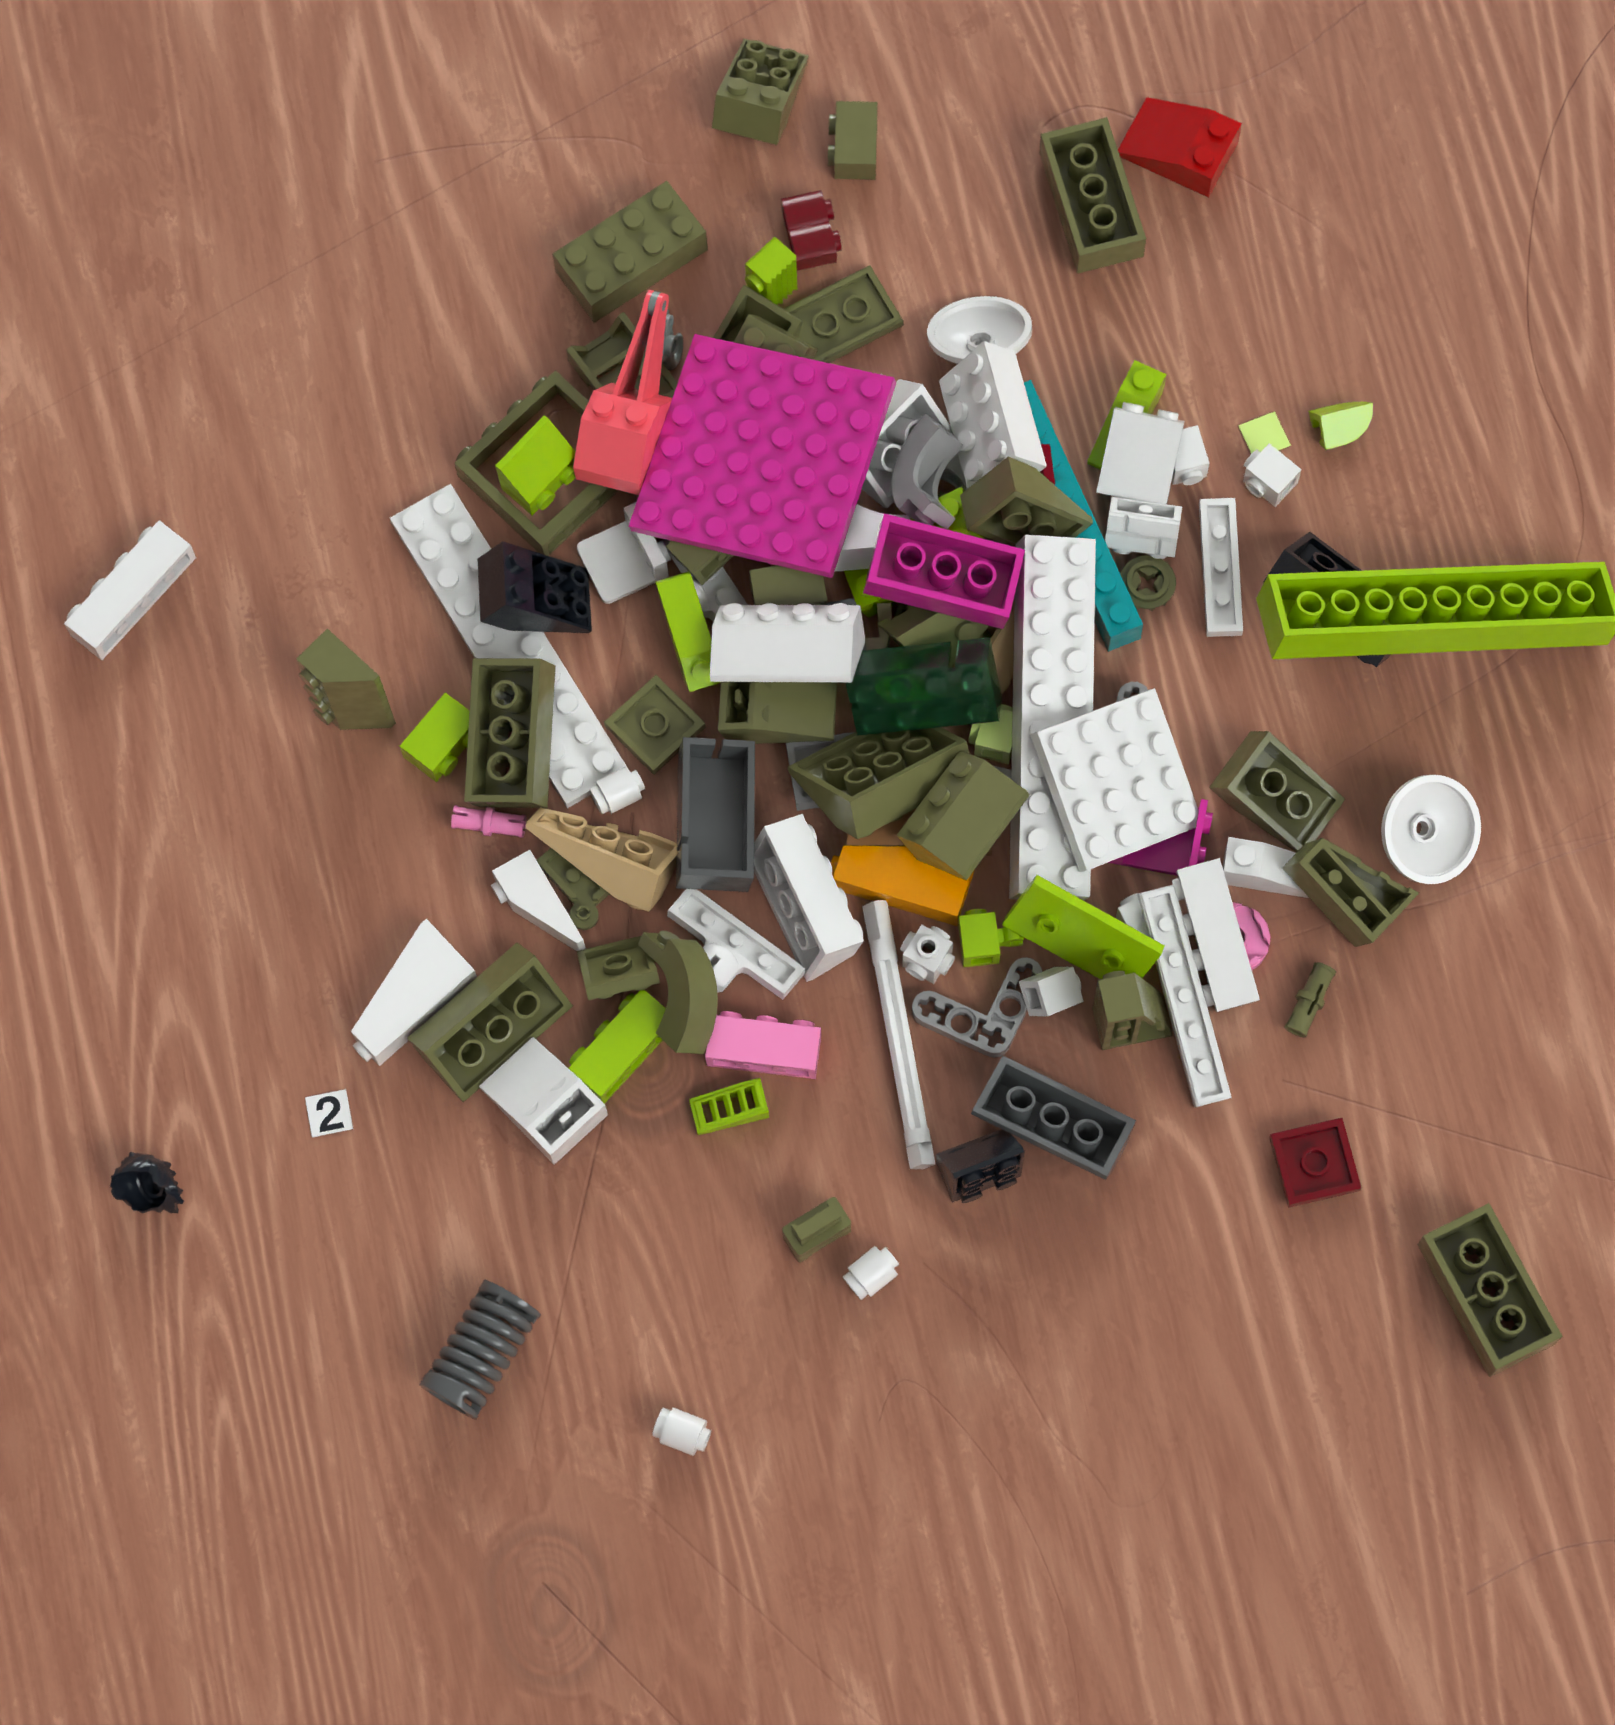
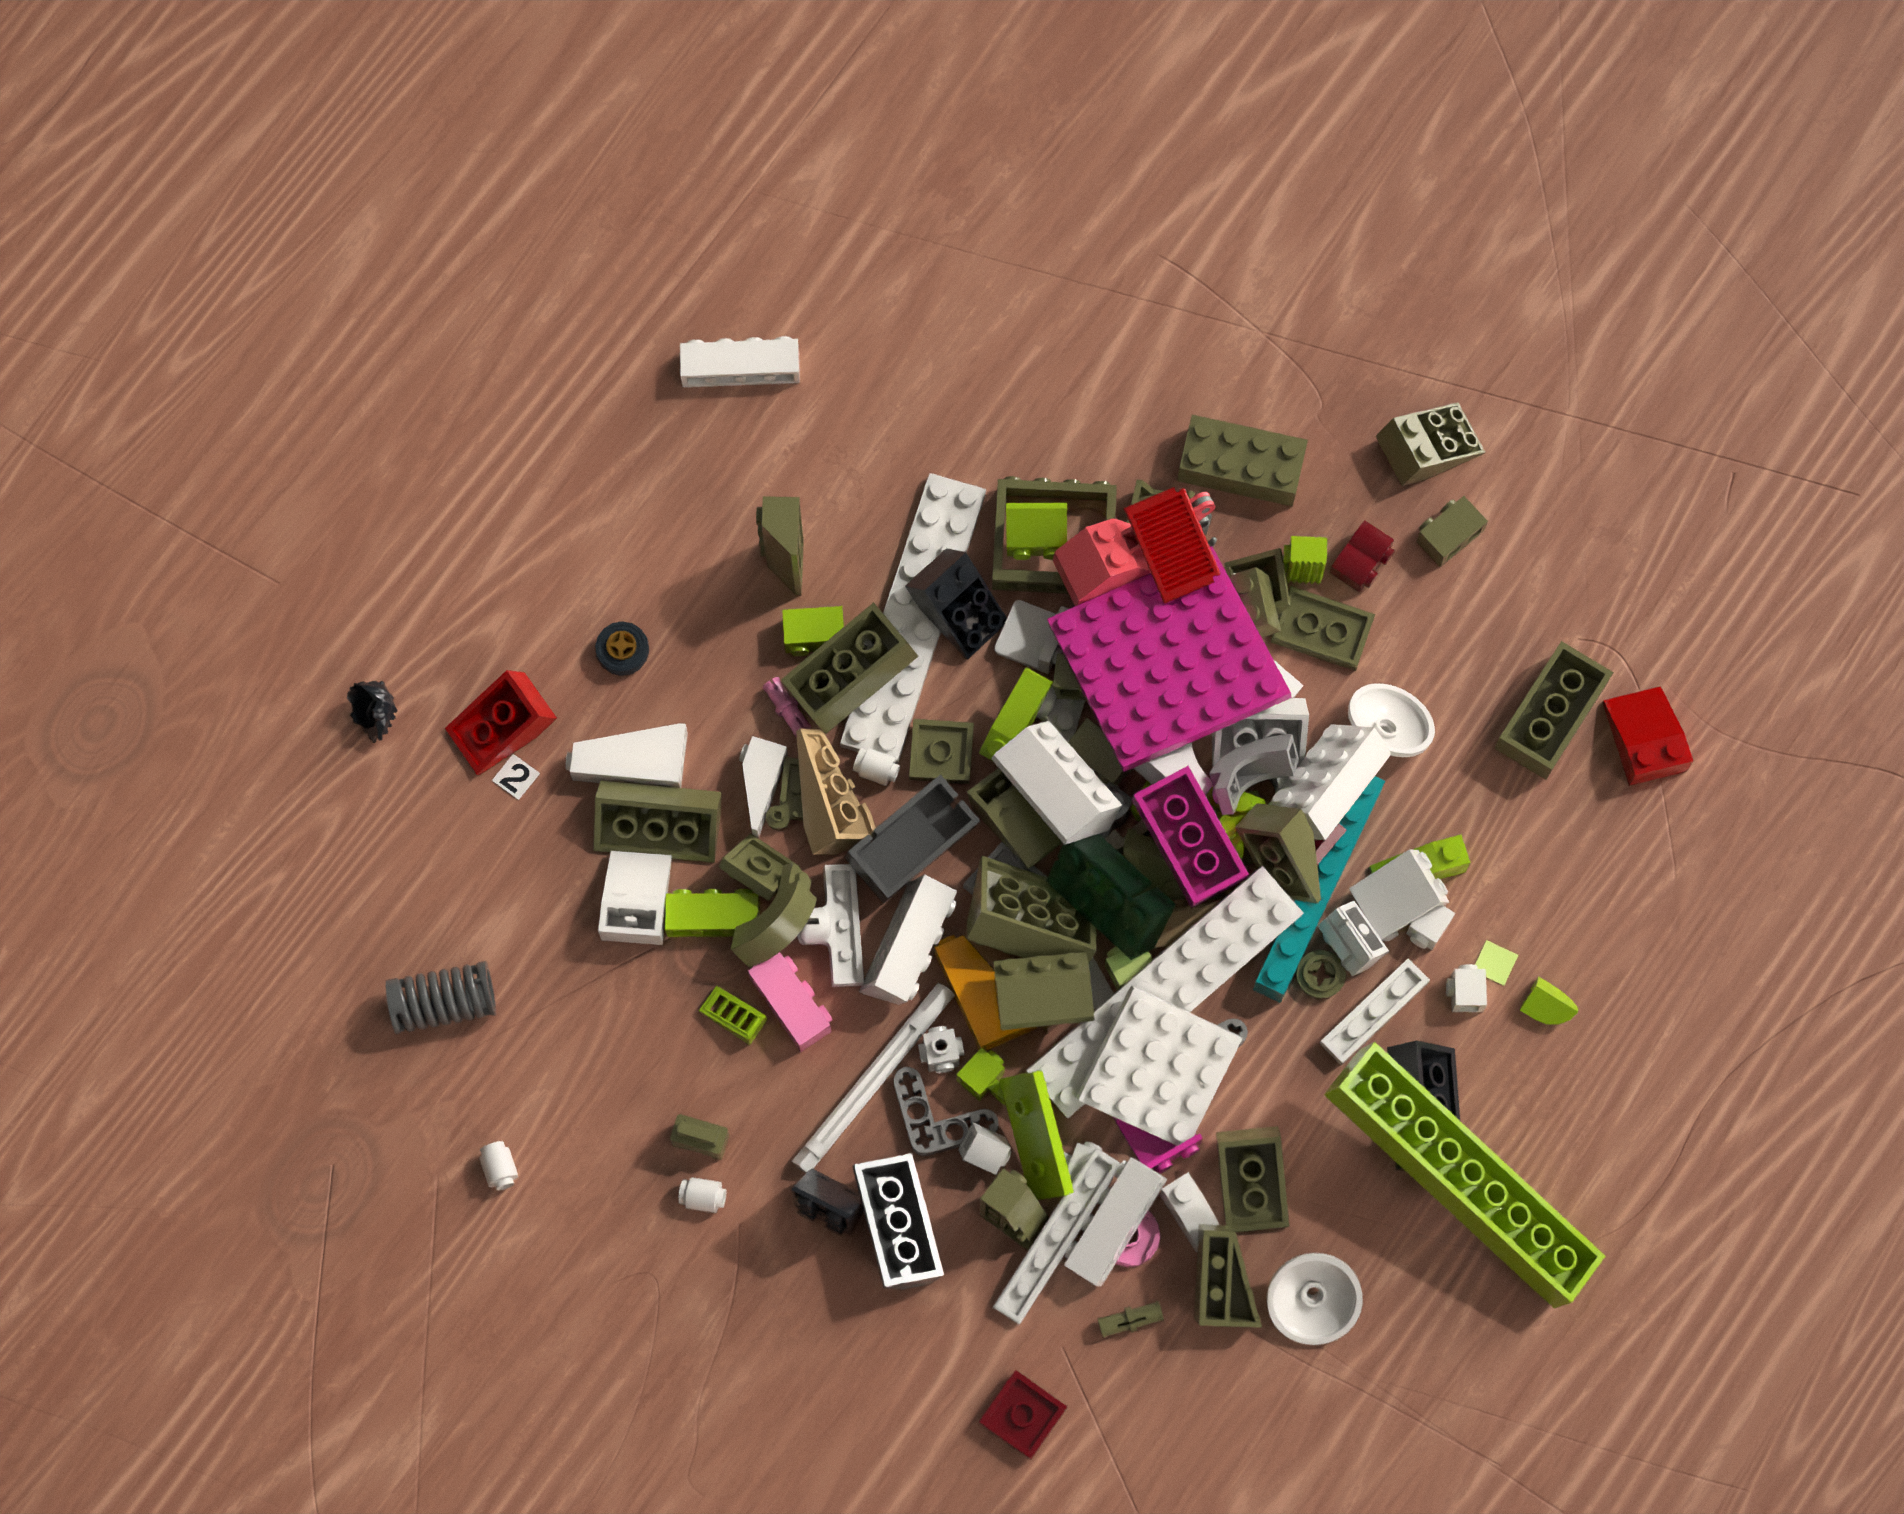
camera: 45 degrees right, 0 degrees up
(266, 1082) = (500, 721): none -> red slope
(291, 906) = (621, 637): none -> black wheel
(667, 358) = (1172, 543): none -> red window

